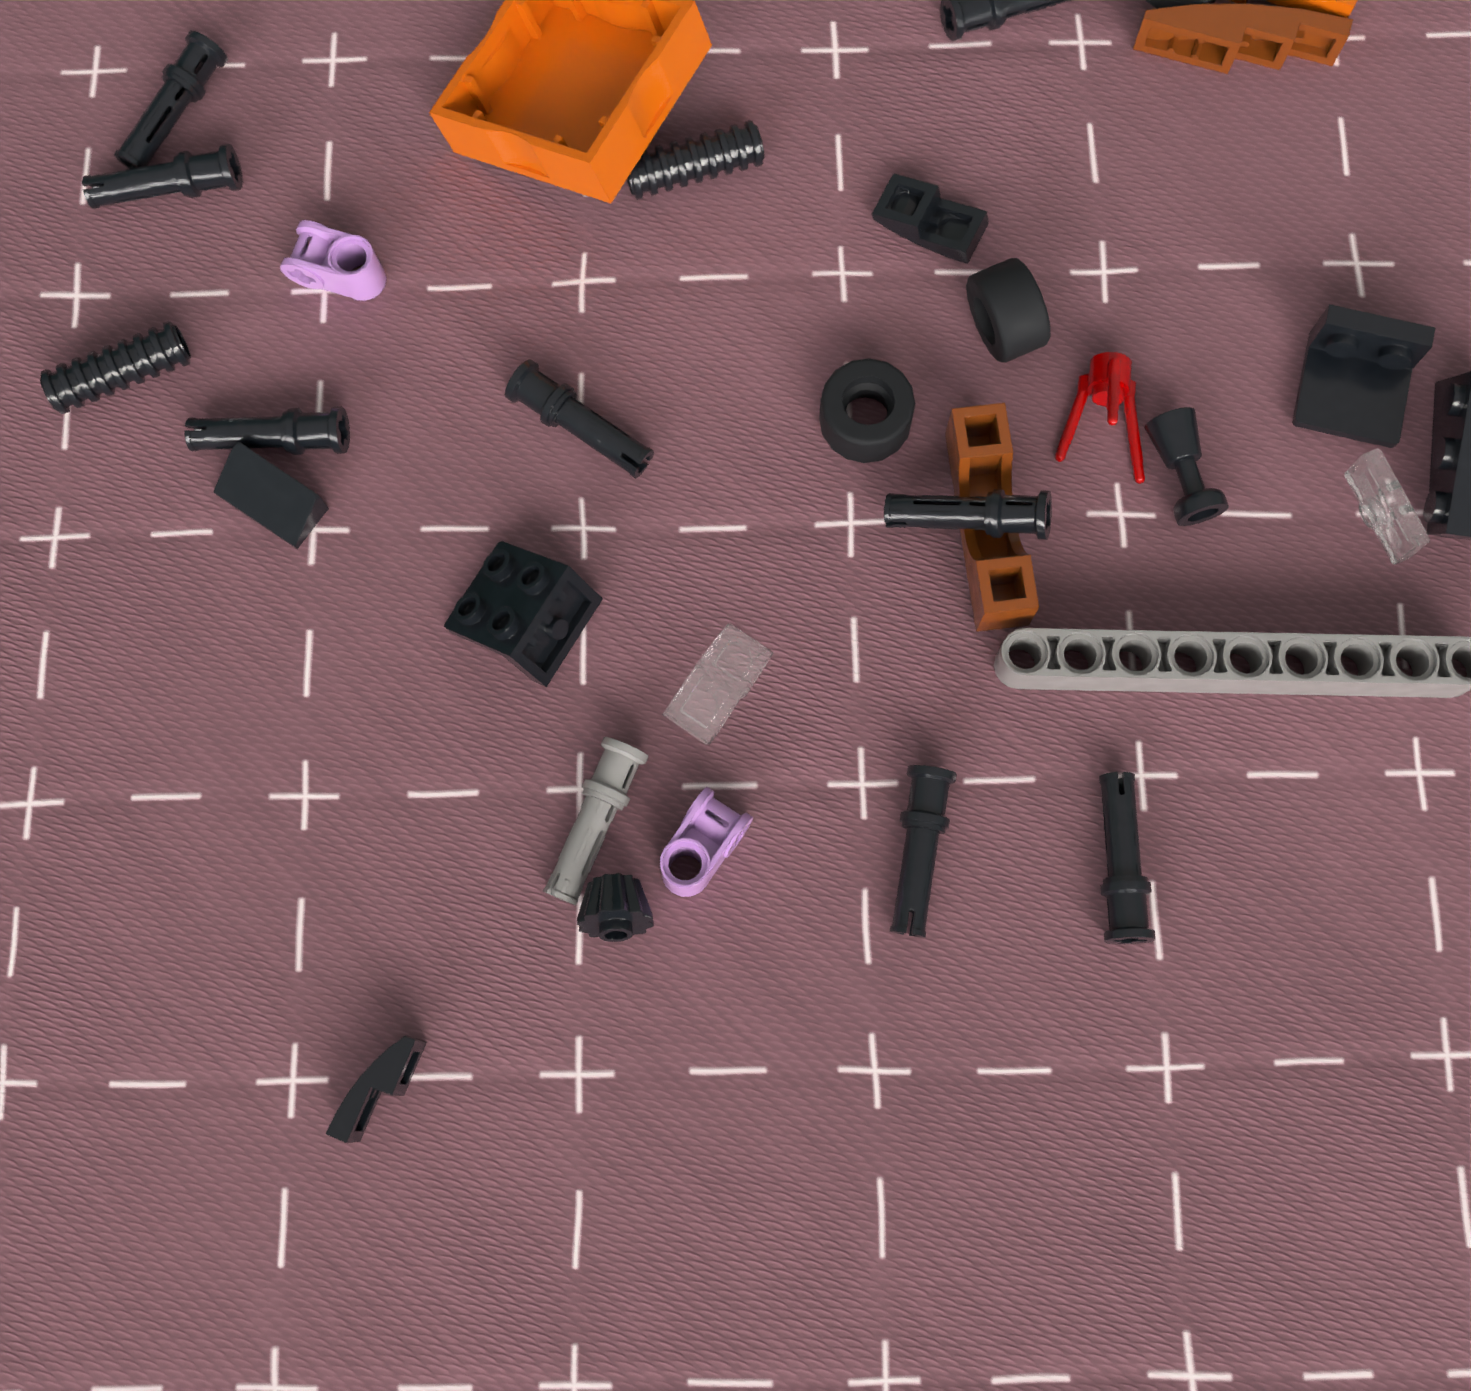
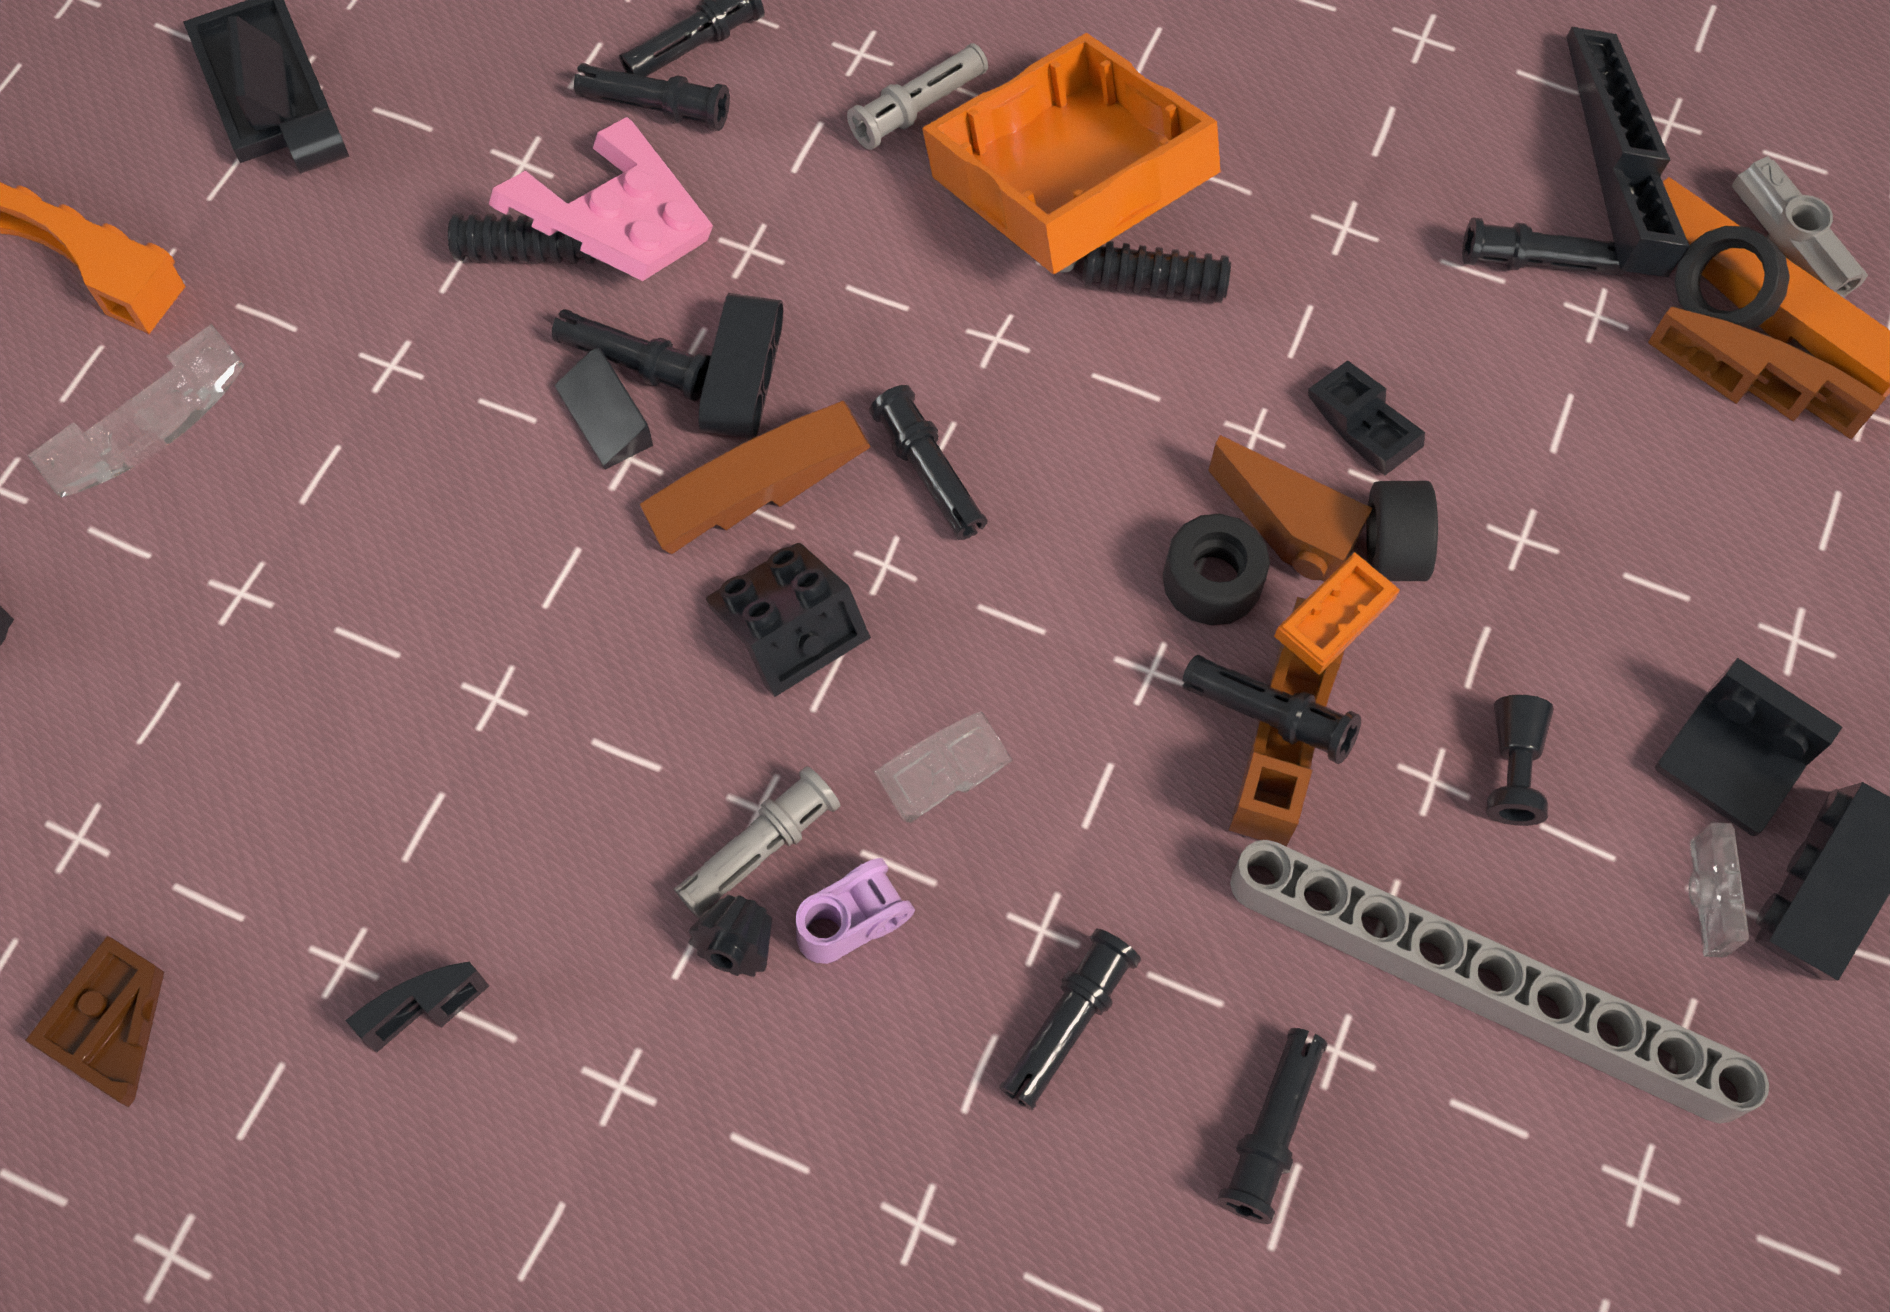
camera: 20 degrees right, 10 degrees down
(113, 1227) = (104, 1020): none -> reddish brown wing
(206, 312) = (629, 222): none -> bright pink wing
(326, 258) = (770, 228): lavender piece -> none
(372, 403) = (741, 366): none -> black beam
(396, 92) = (900, 104): none -> light grey pin
(434, 498) = (753, 474): none -> dark orange slope
(914, 333) = (1296, 515): none -> dark orange slope
(993, 410) = (1336, 613): none -> orange plate
(1109, 385) = (1474, 648): red plant -> none

